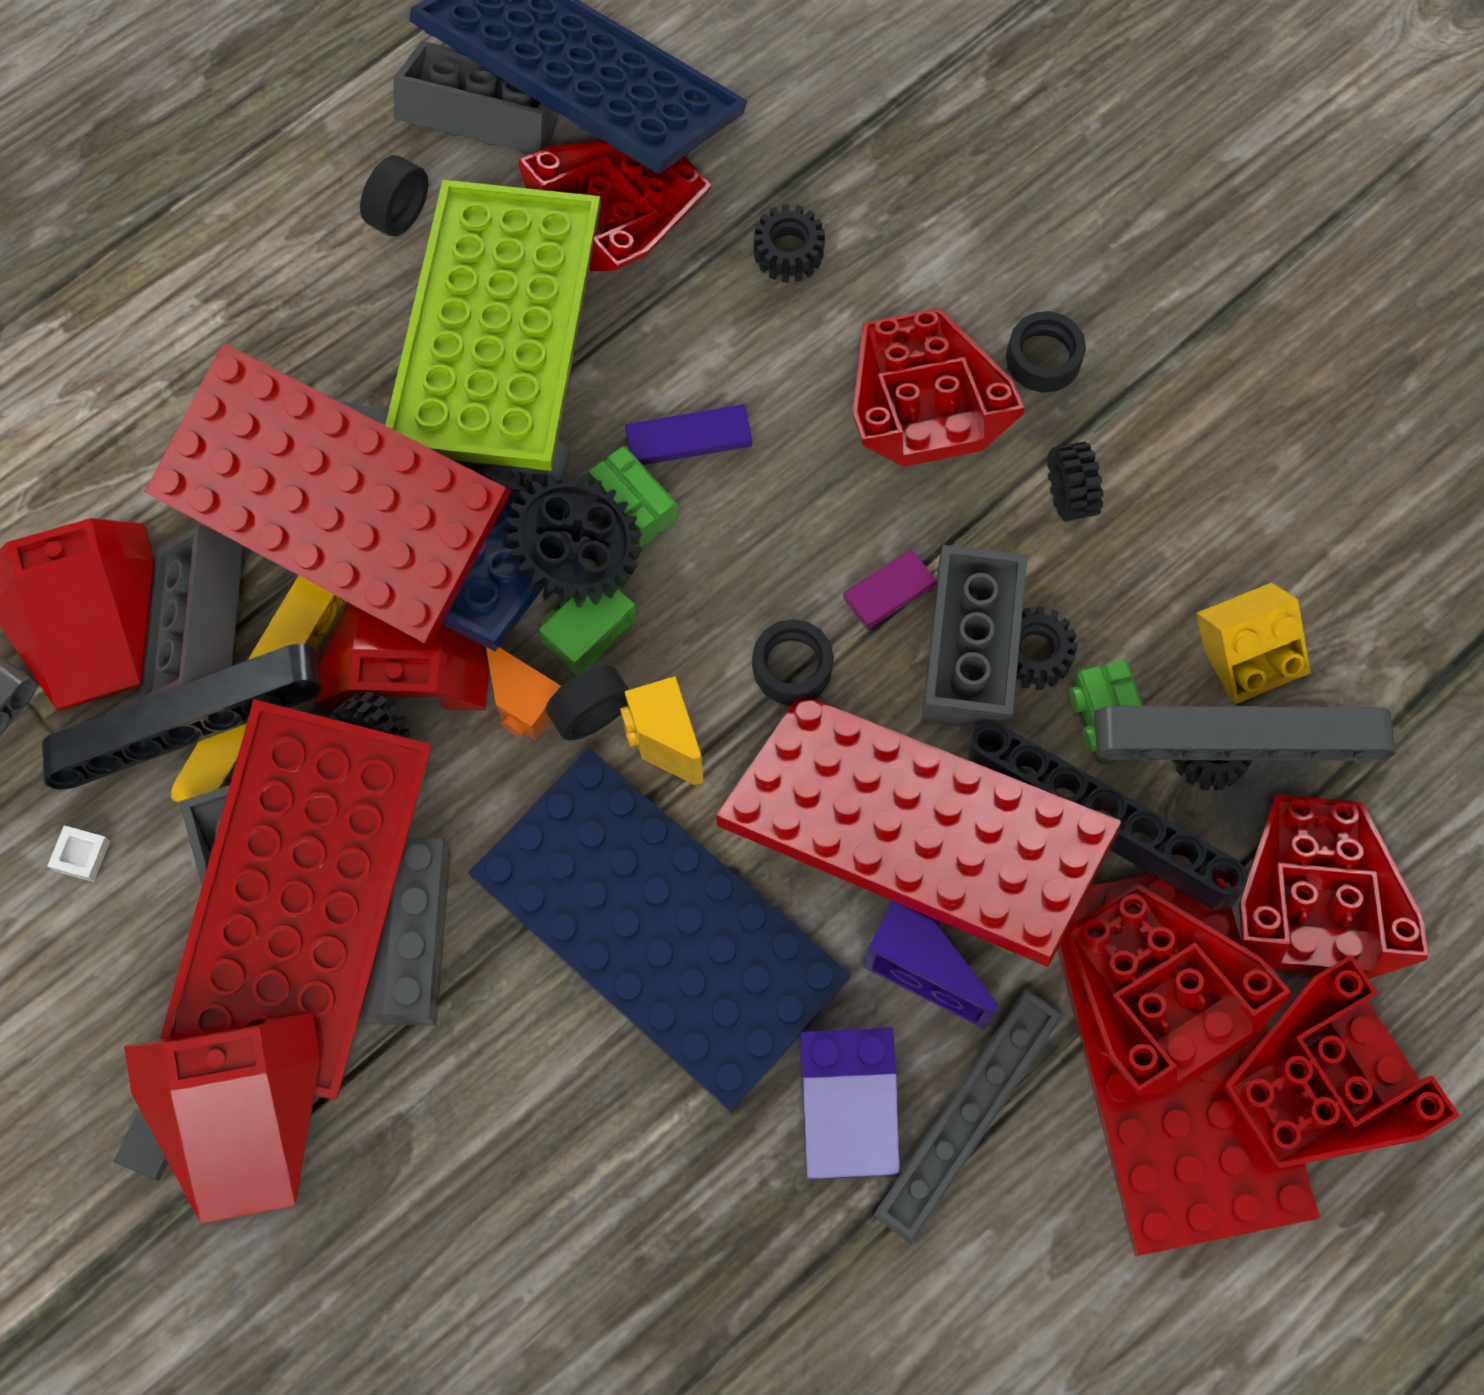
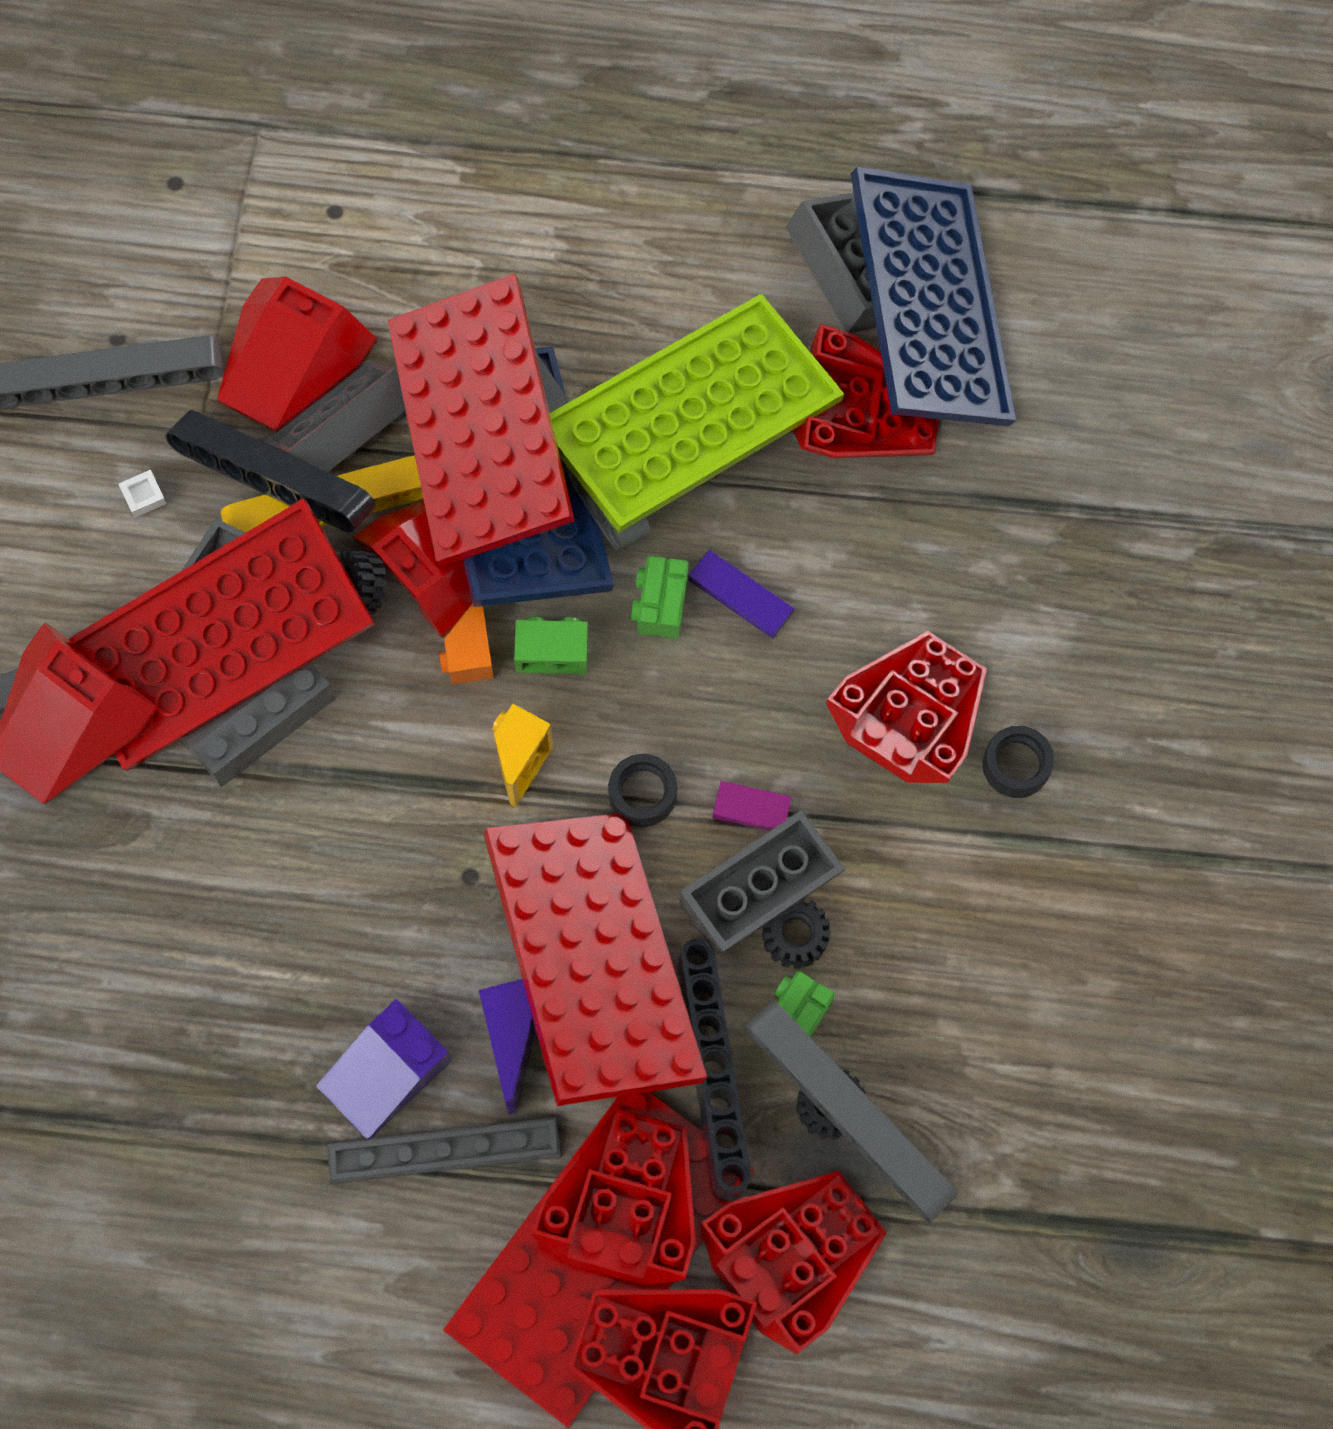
camera: 45 degrees right, 0 degrees up
(394, 195) = (727, 275): black tyre -> none
(576, 506) = (561, 602): black gear -> none
(587, 702) = (494, 689): black tyre -> none
(660, 928) = (396, 863): dark blue plate -> none
(793, 224) = (940, 517): black tyre -> none
(1075, 481) = (933, 857): black tyre -> none
(1255, 641) = (932, 1069): yellow slope -> none

